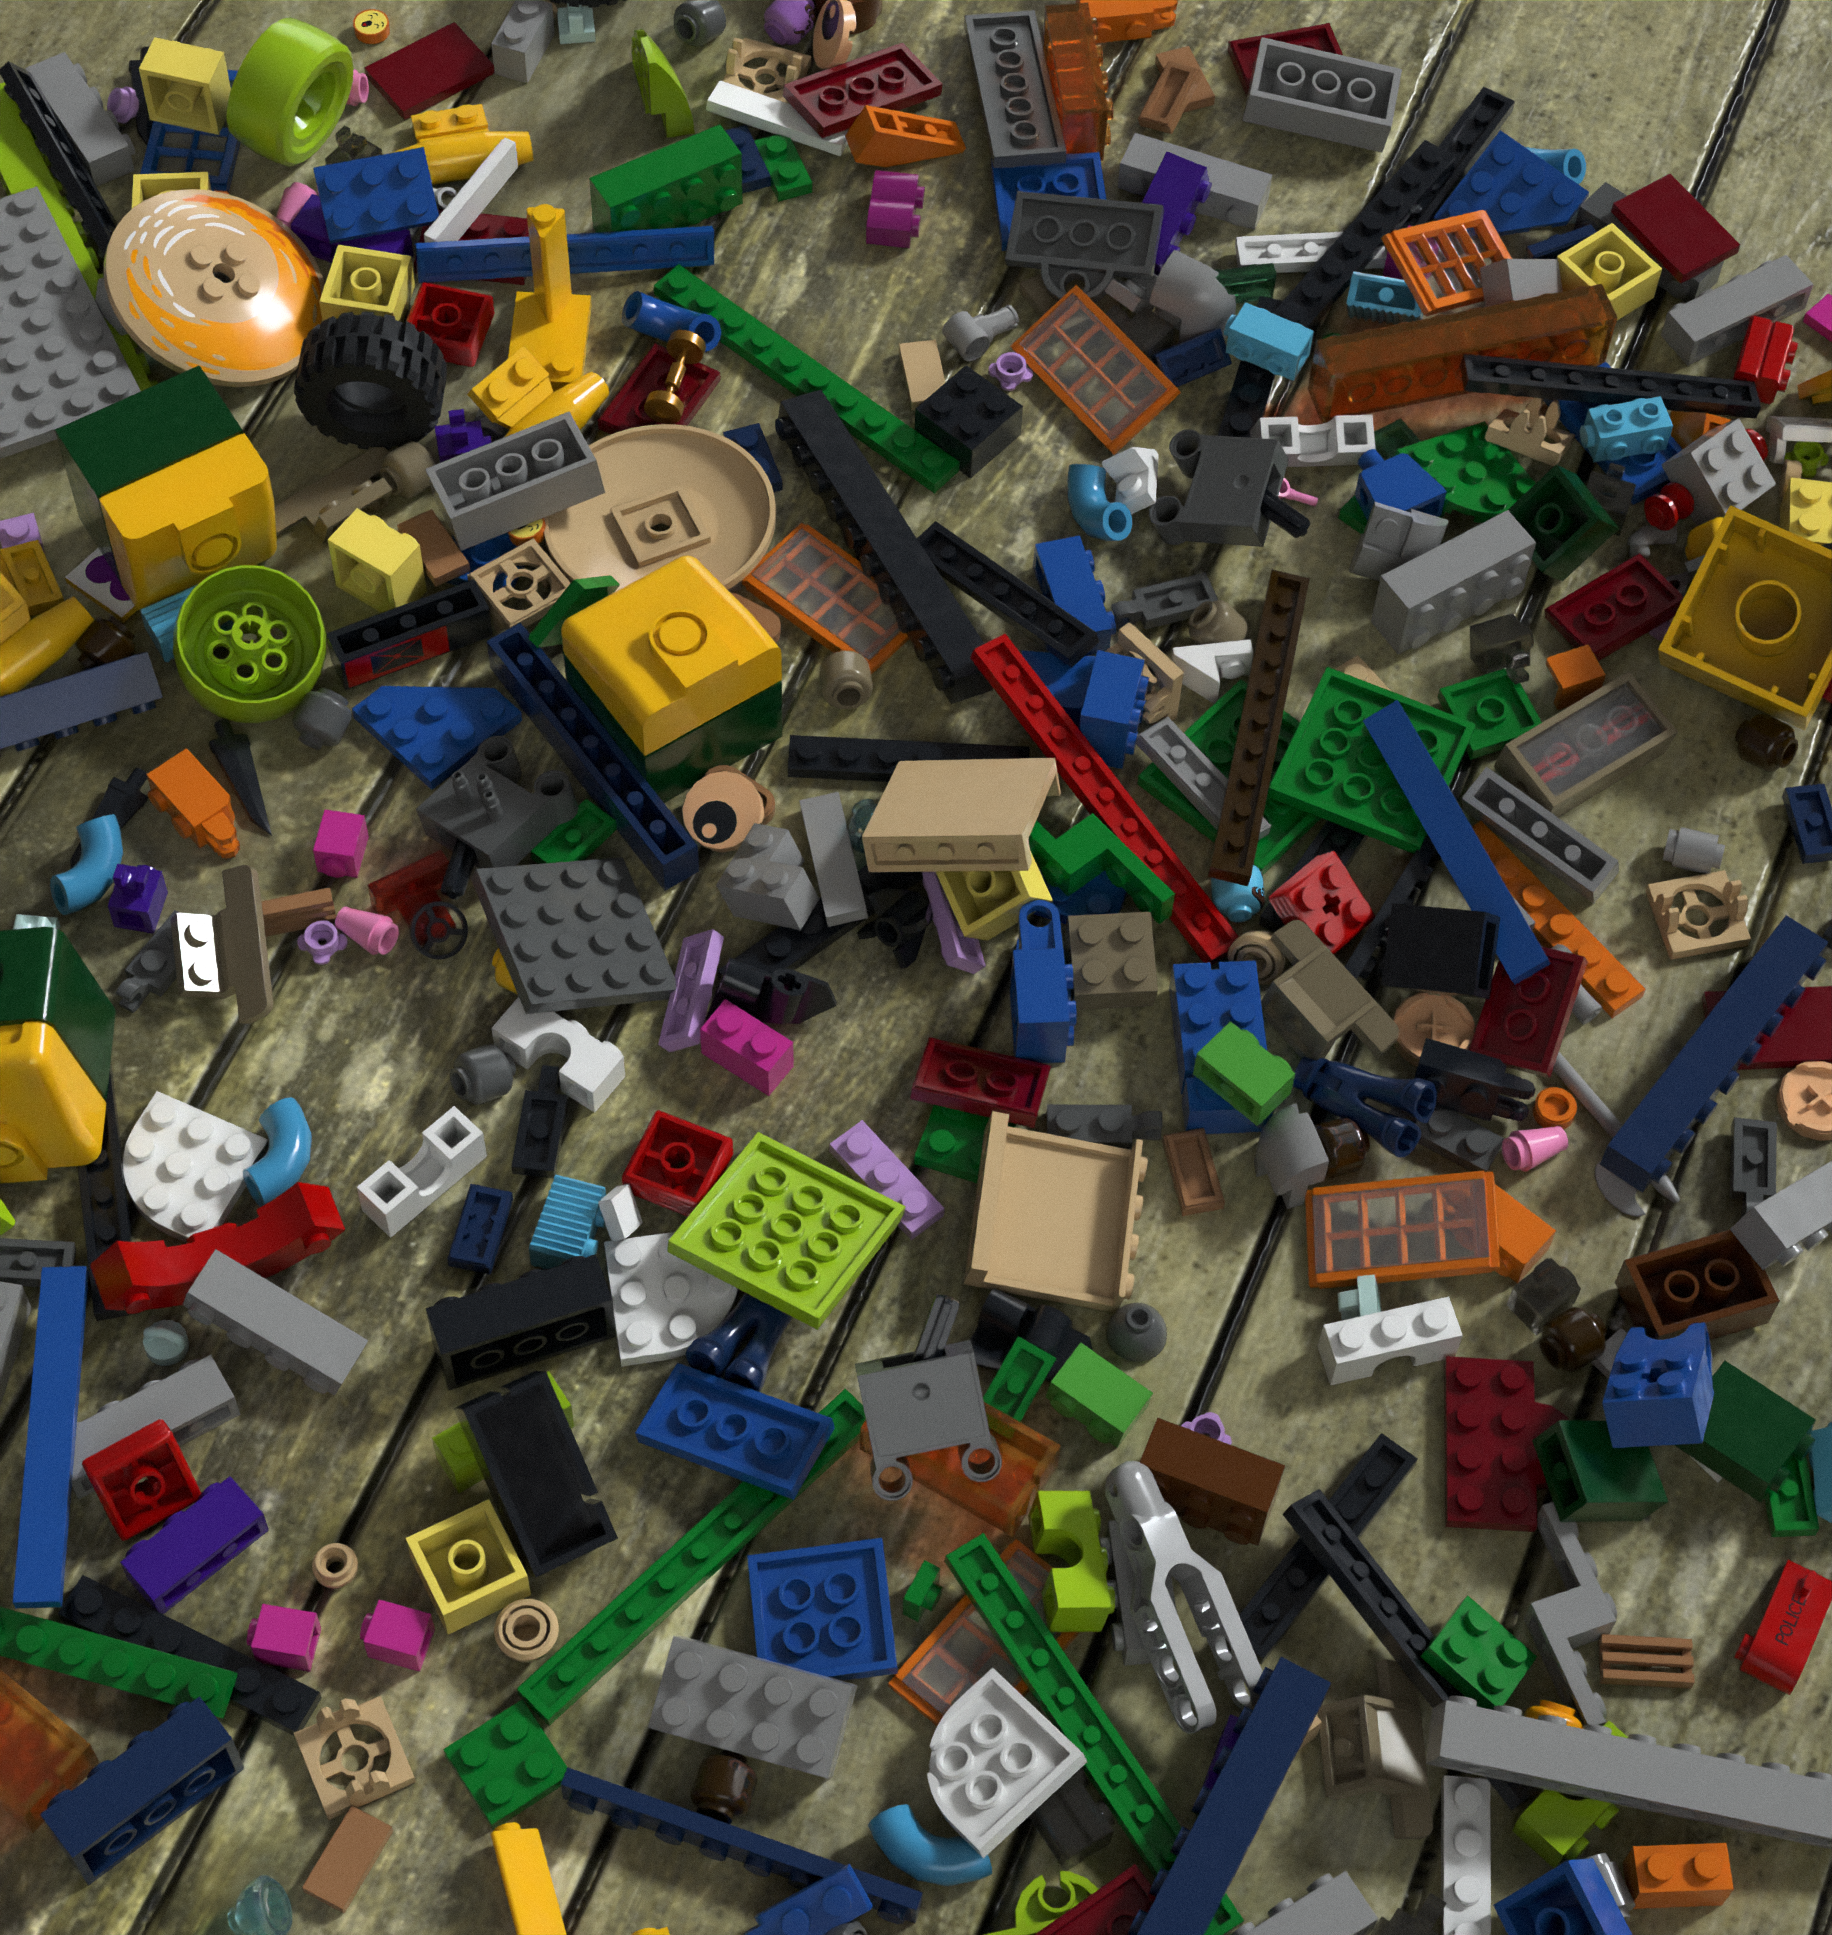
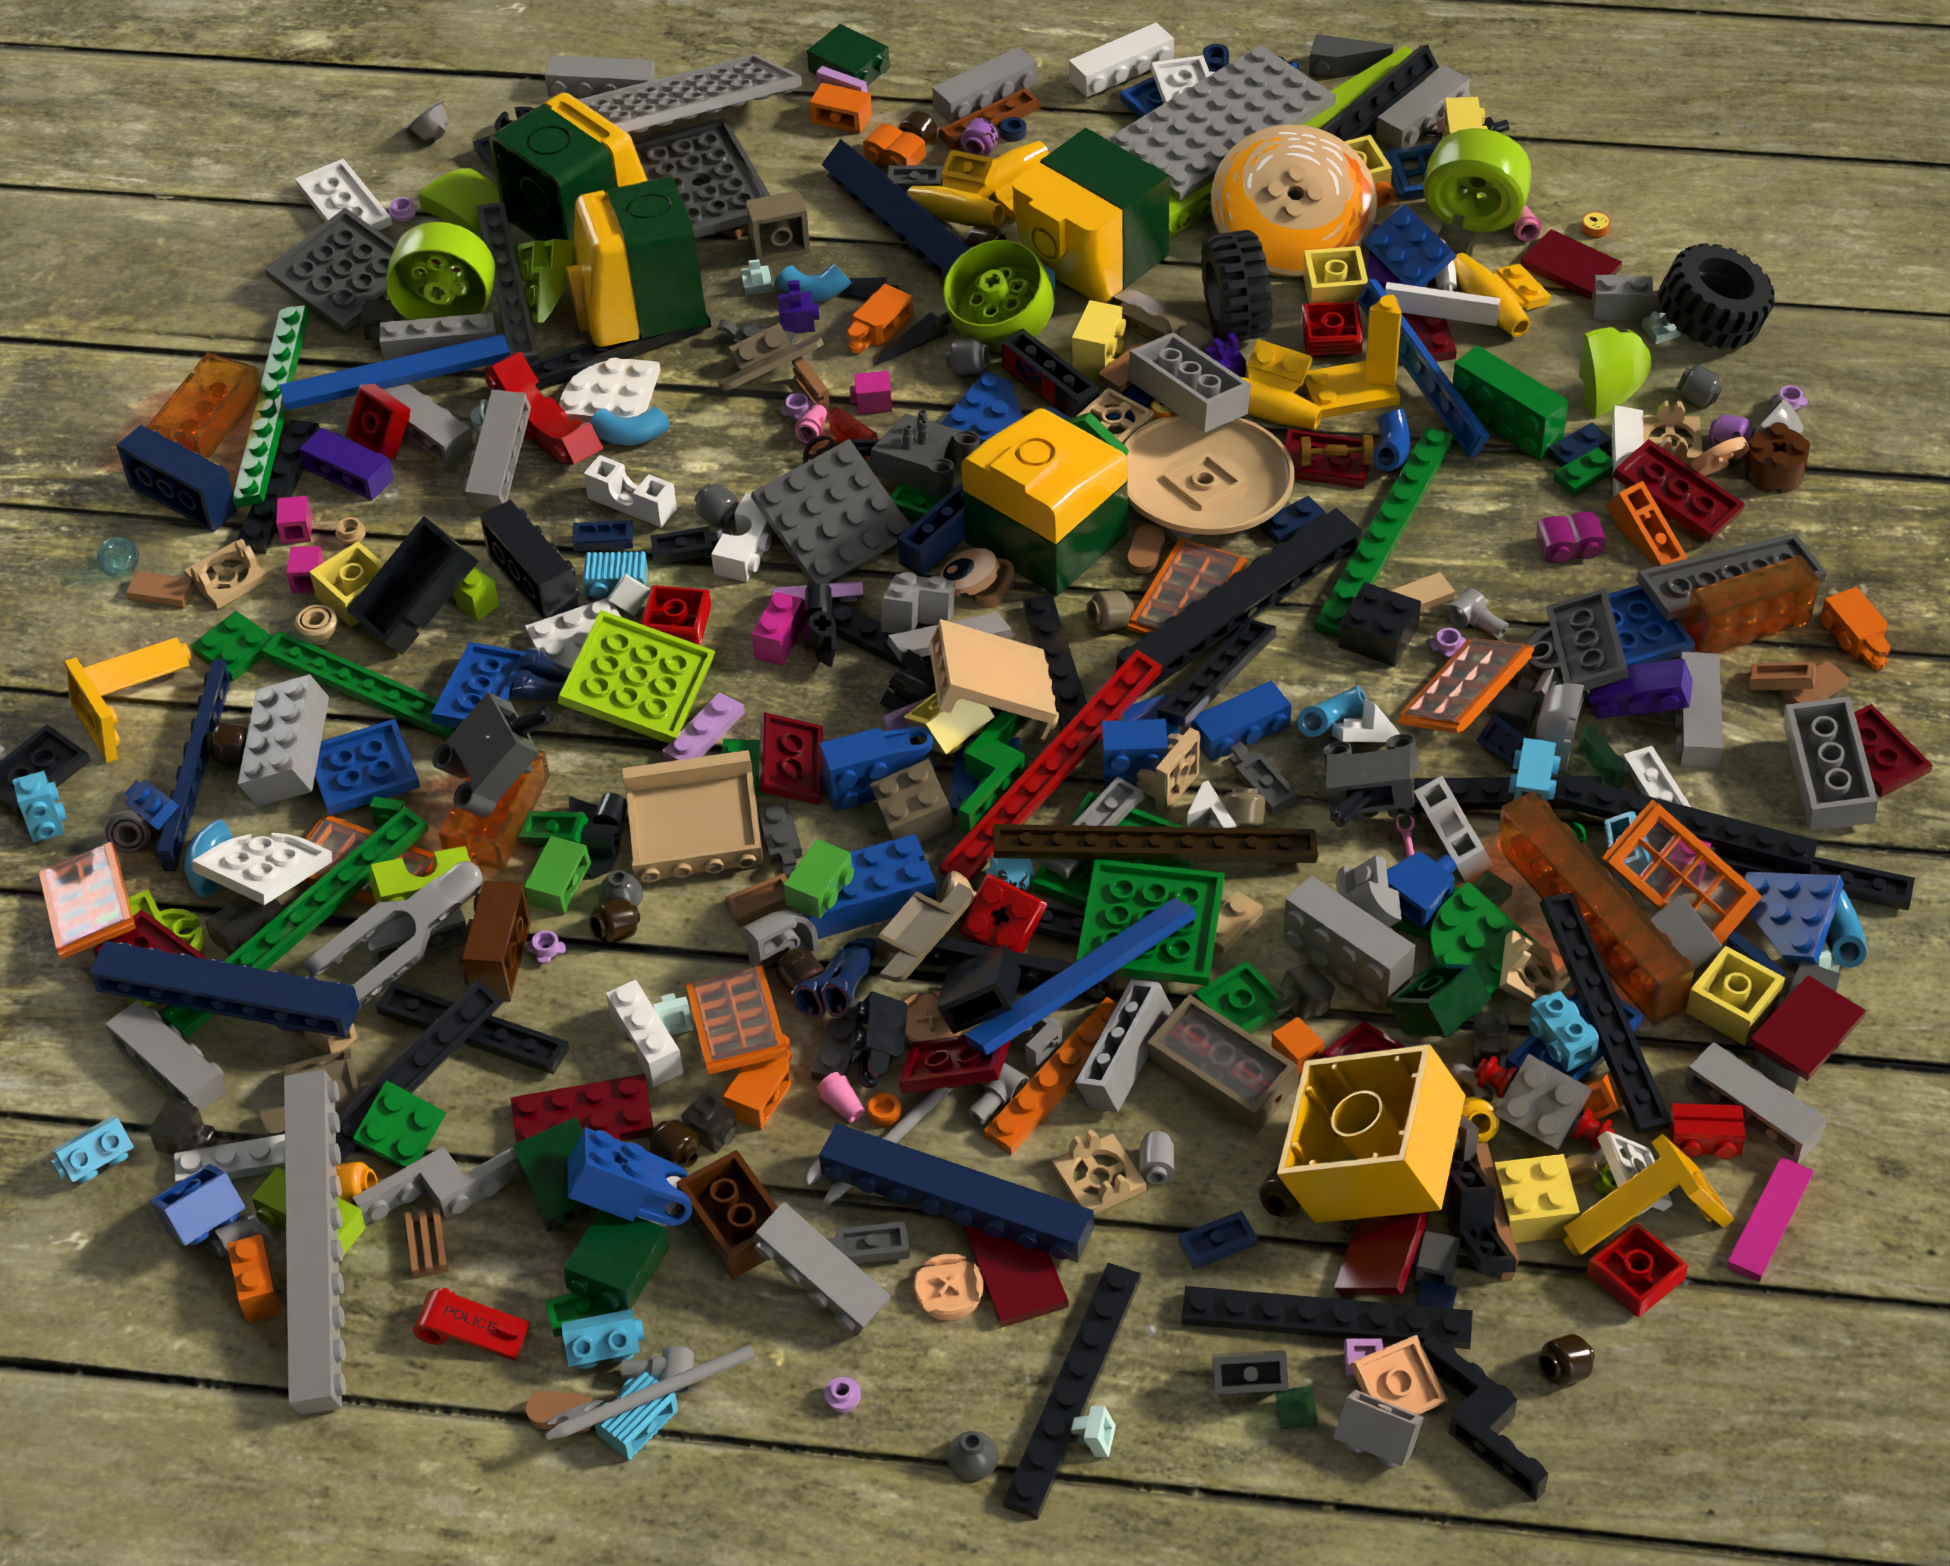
camera: 80 degrees right, 10 degrees down
(1193, 1342) = (614, 920): none -> dark brown head

